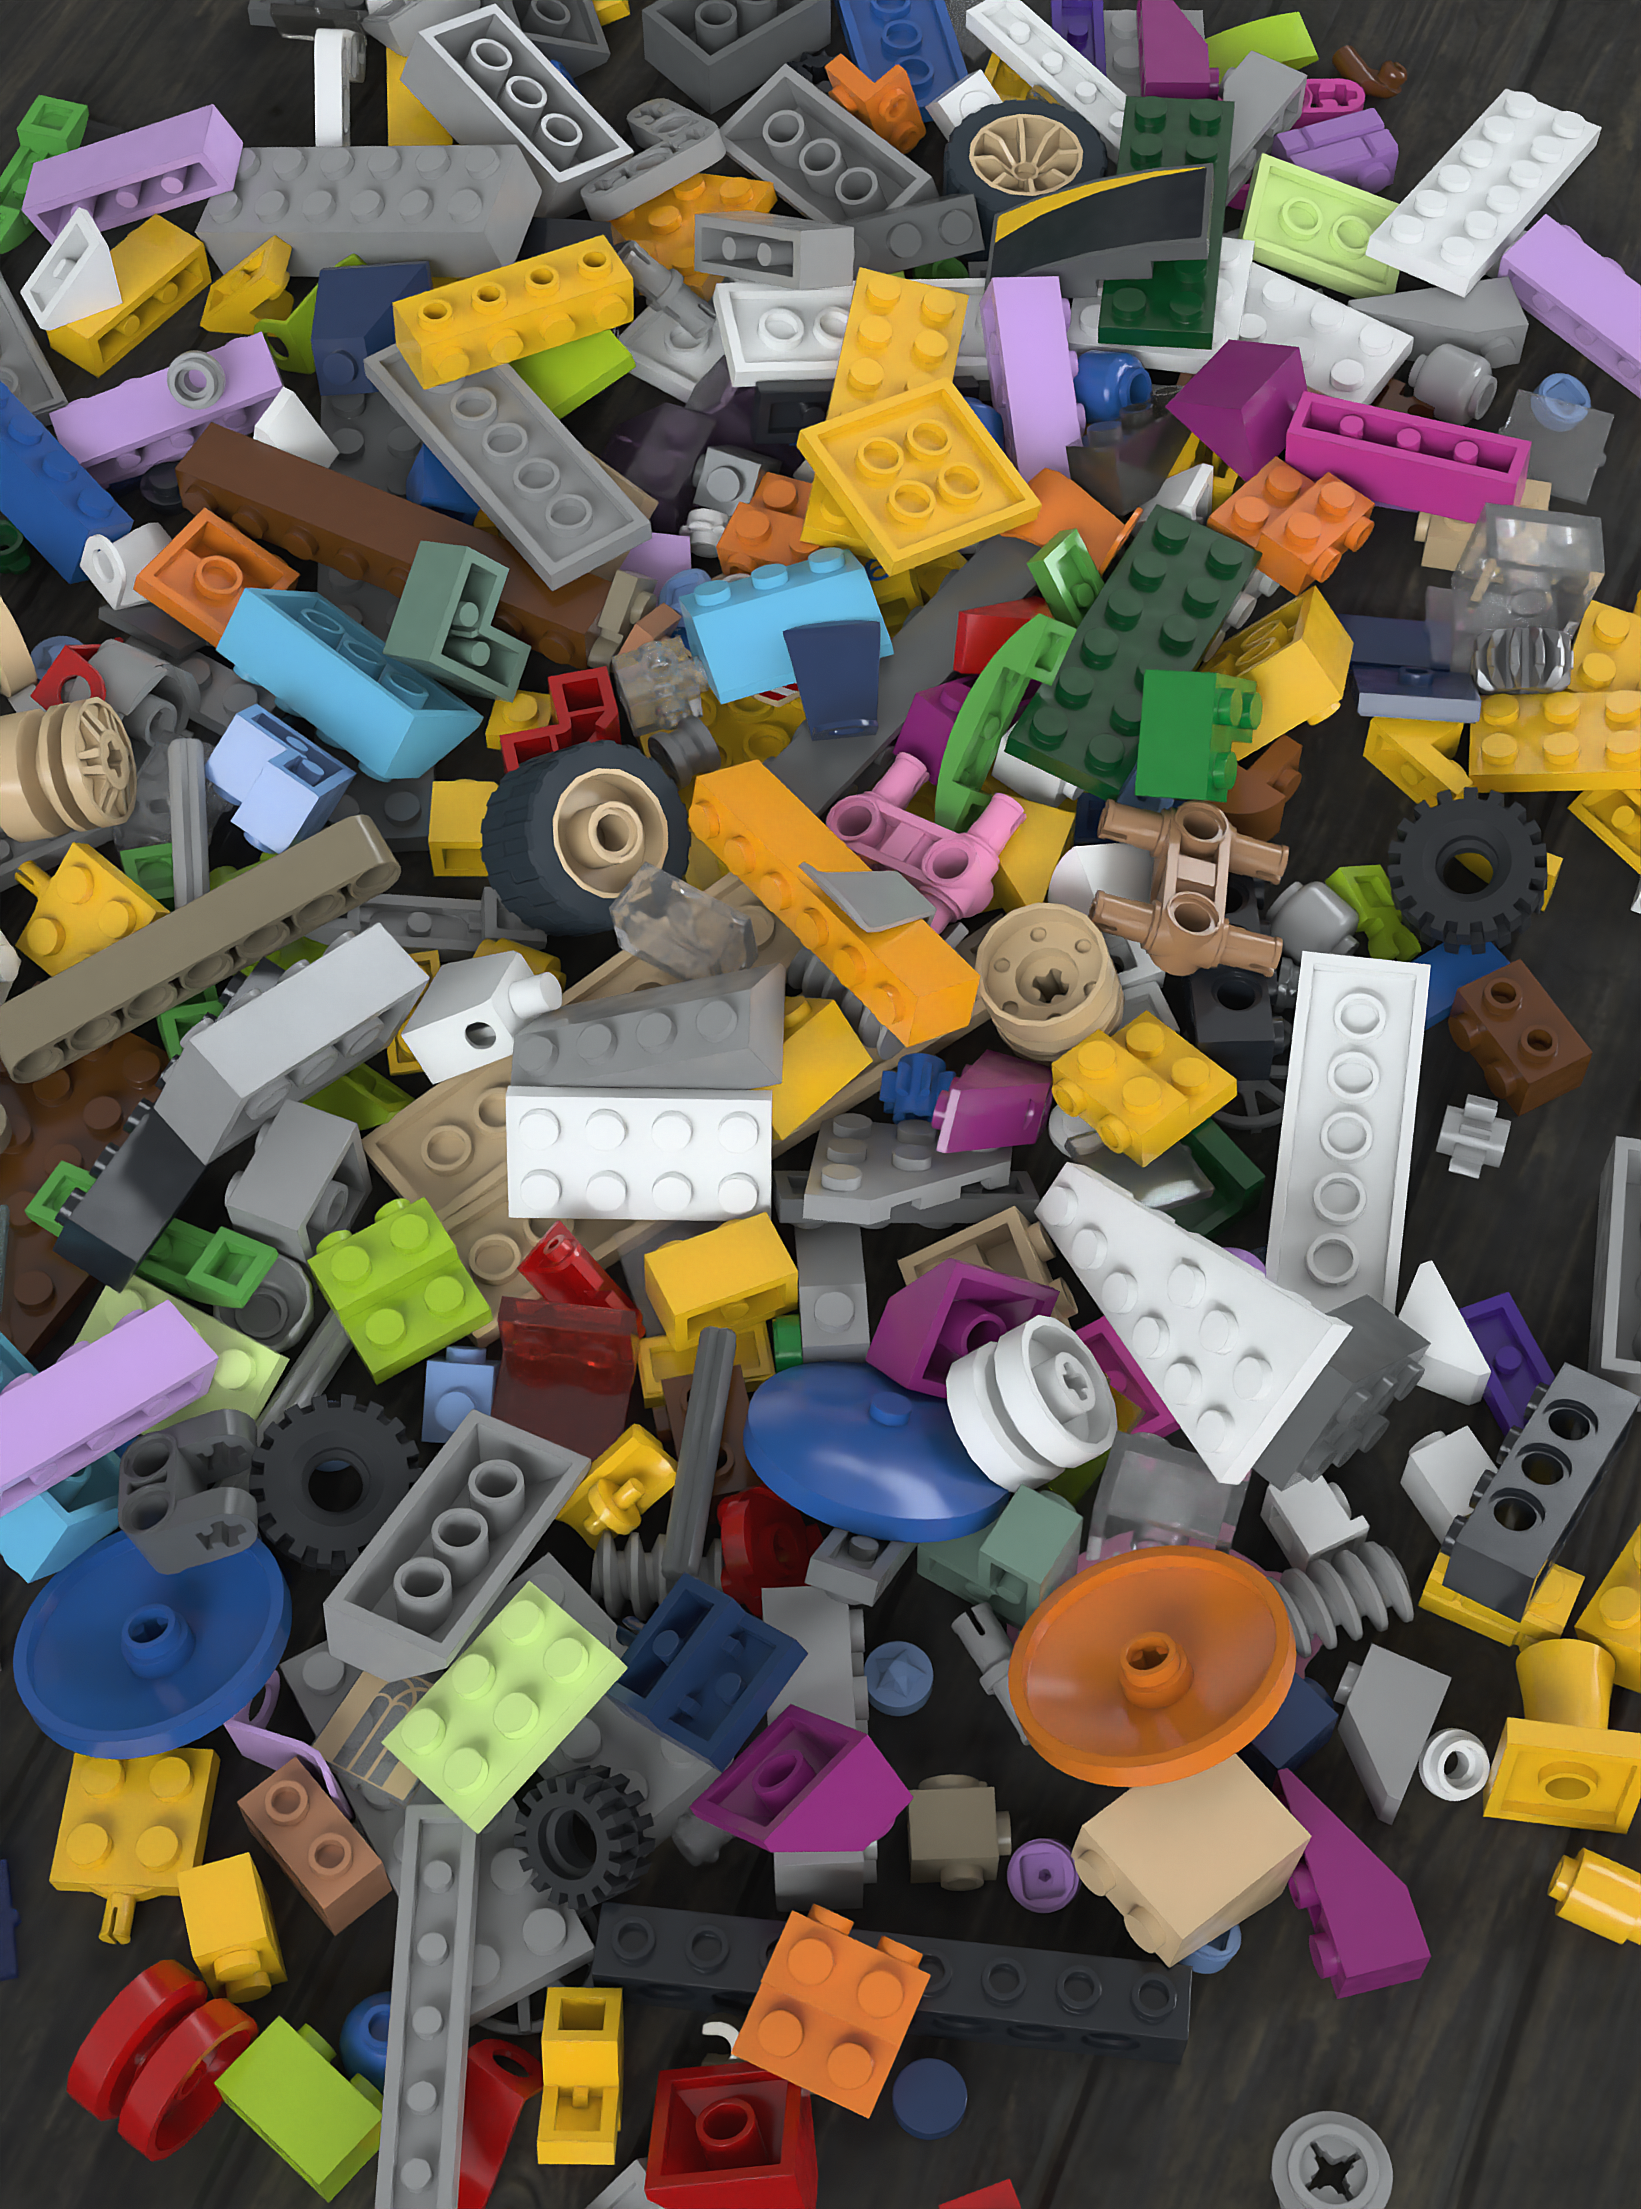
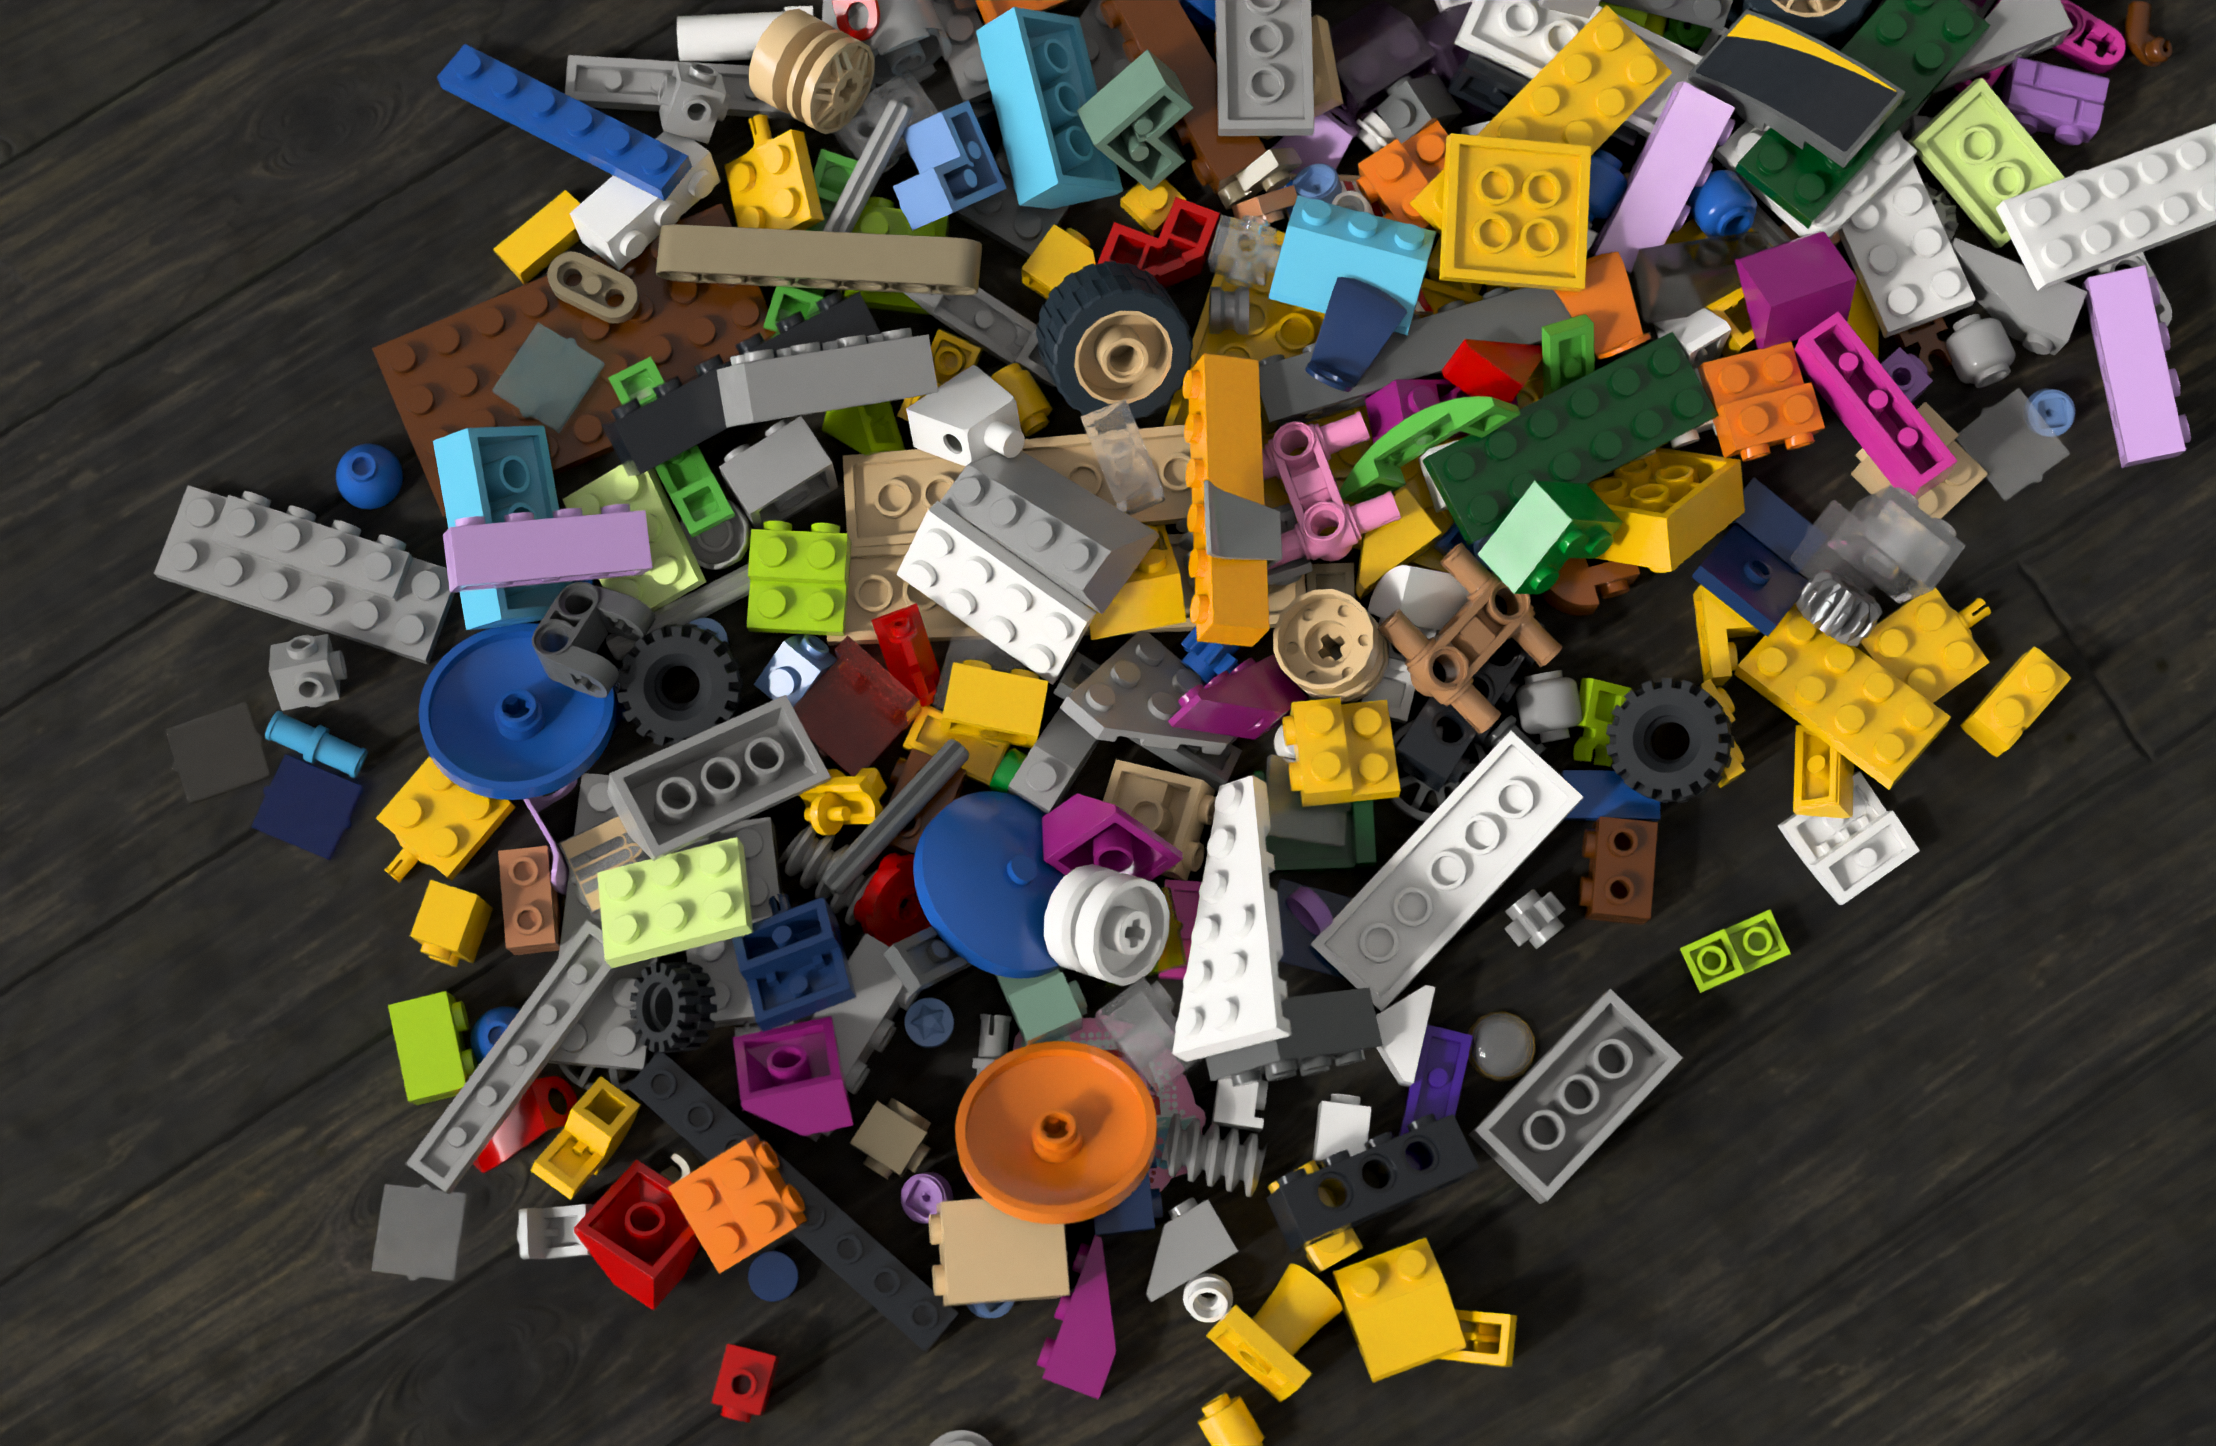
camera: 30 degrees right, 20 degrees up
(158, 2058) = (367, 973): red wheel -> none
(1545, 1290) = (1501, 1046): none -> clear piece

